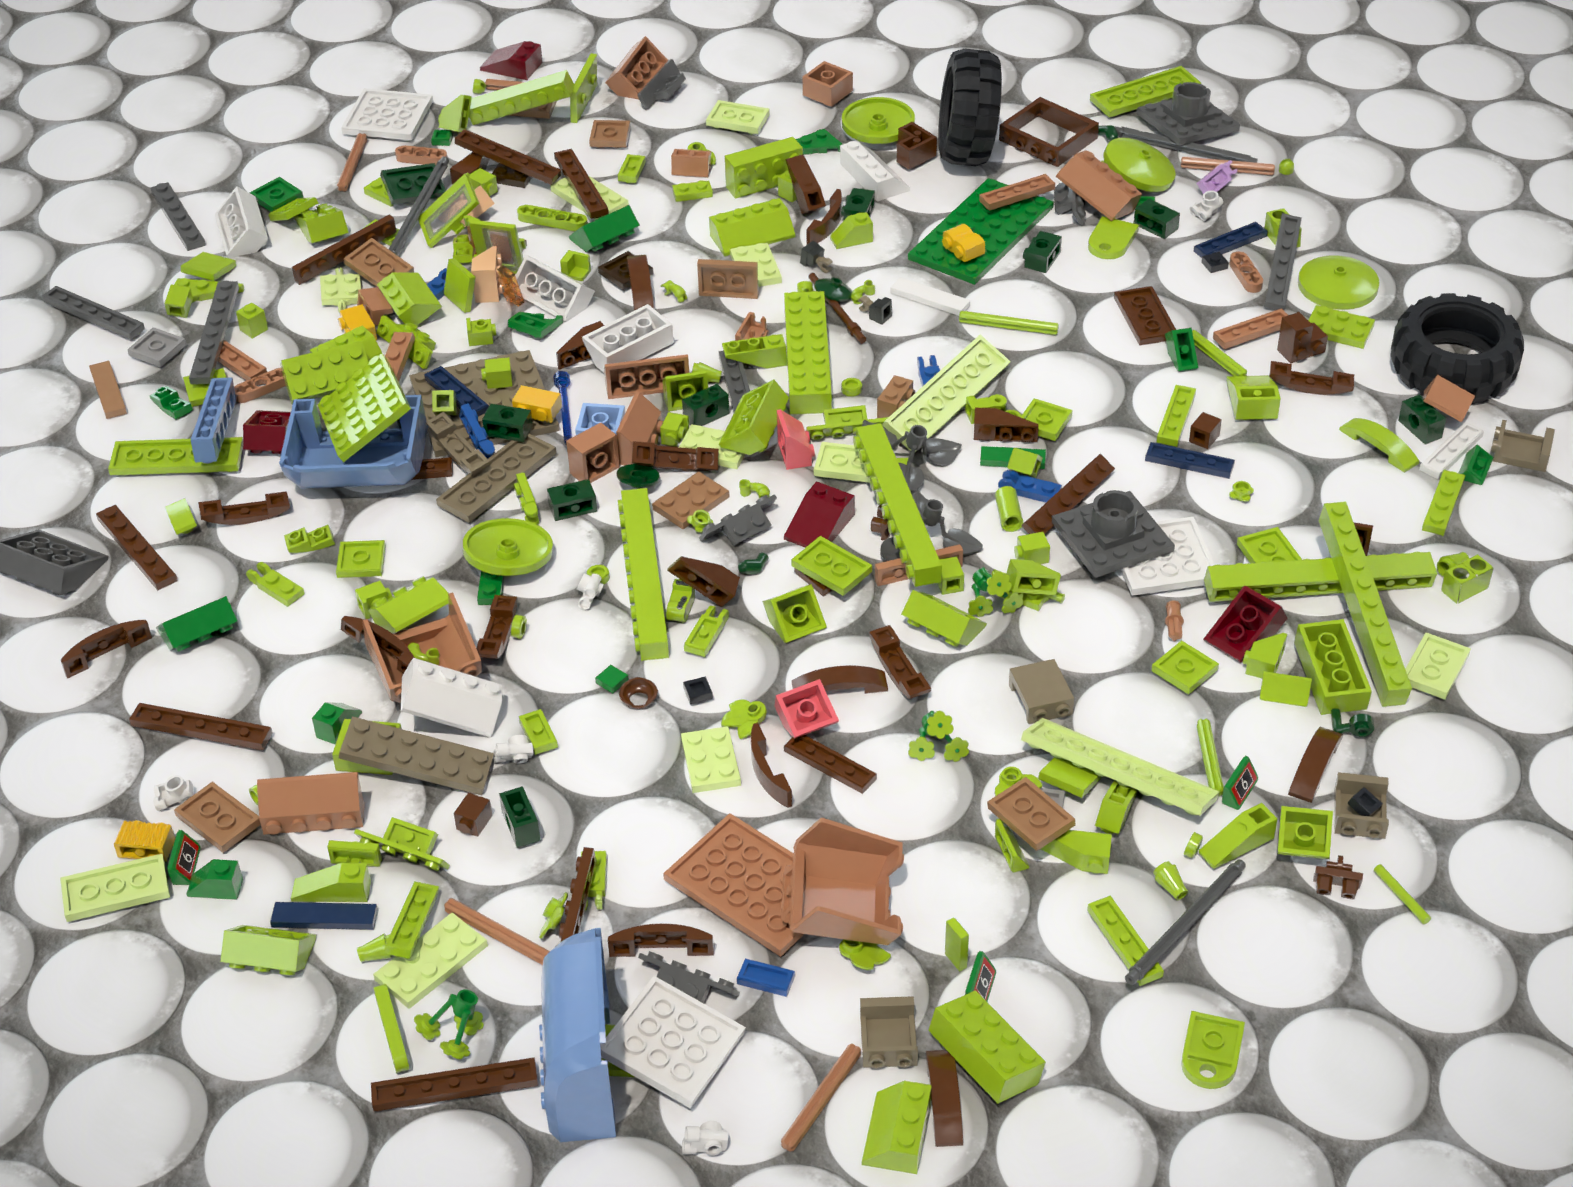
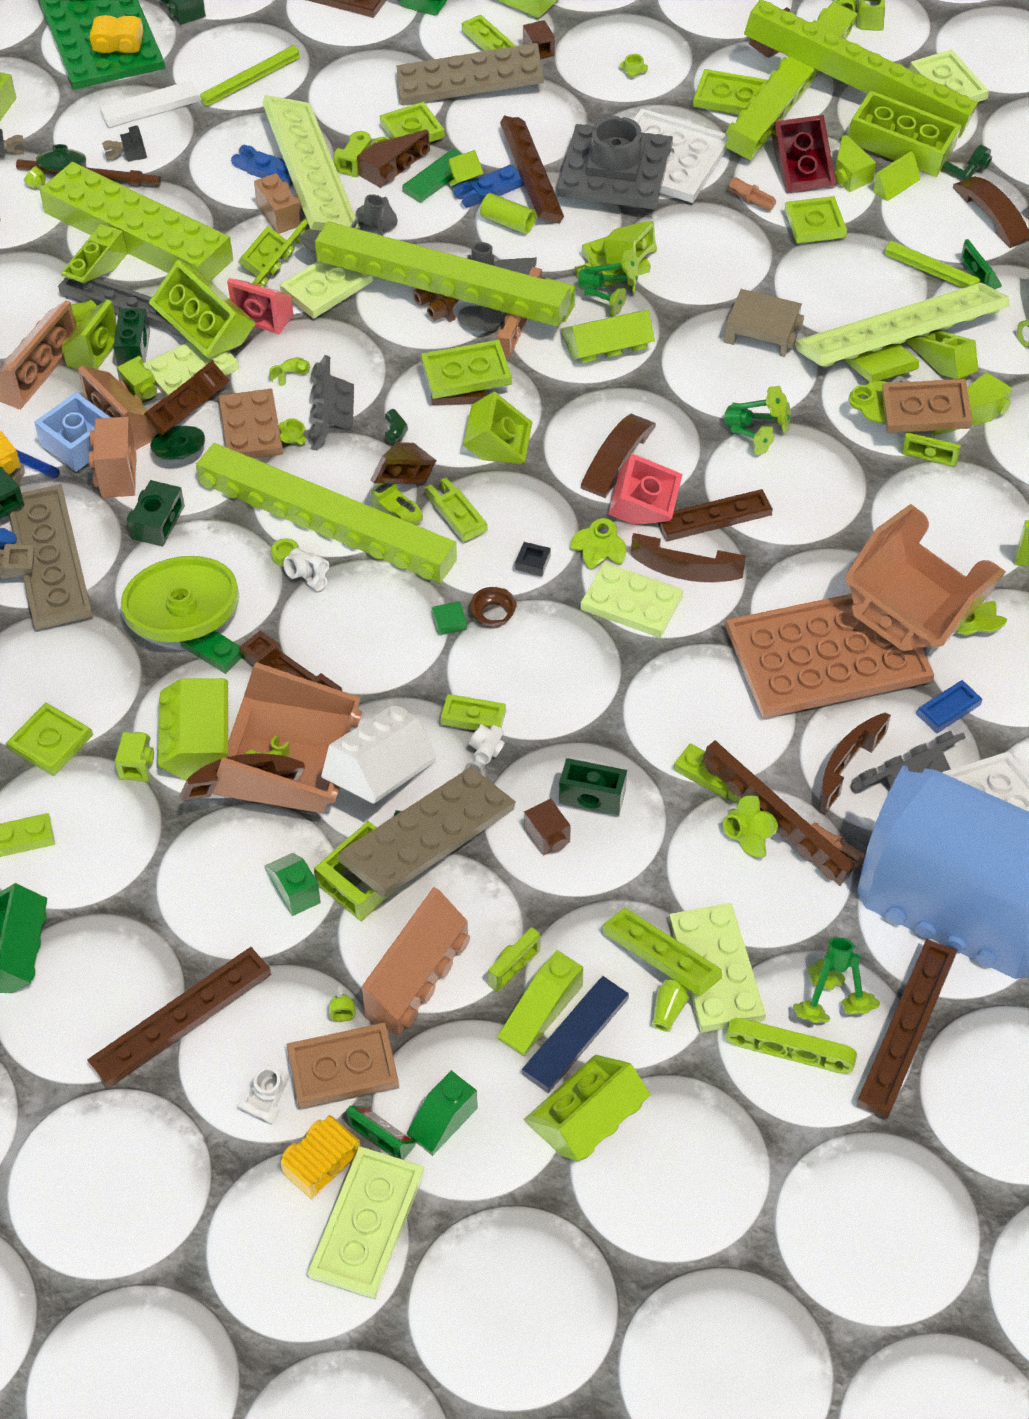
camera: 55 degrees left, 10 degrees up
(409, 840) = (535, 901): lime bracket -> none
(496, 930) = (723, 888): nougat axle -> none
(518, 626) = (304, 652): lime tile -> none
(526, 498) = (115, 548): lime hinge -> none
(751, 328) = (55, 248): nougat hinge -> none
(820, 513) = (384, 343): dark red slope -> none
(851, 387) = (218, 222): lime tile -> none
(868, 288) = (85, 142): lime arm -> none
(897, 664) = (638, 401): reddish brown slope -> none
(1033, 547) = (577, 227): lime brick -> none
(1128, 416) = (469, 74): none -> dark tan plate
(1190, 460) = (564, 71): dark blue tile -> none

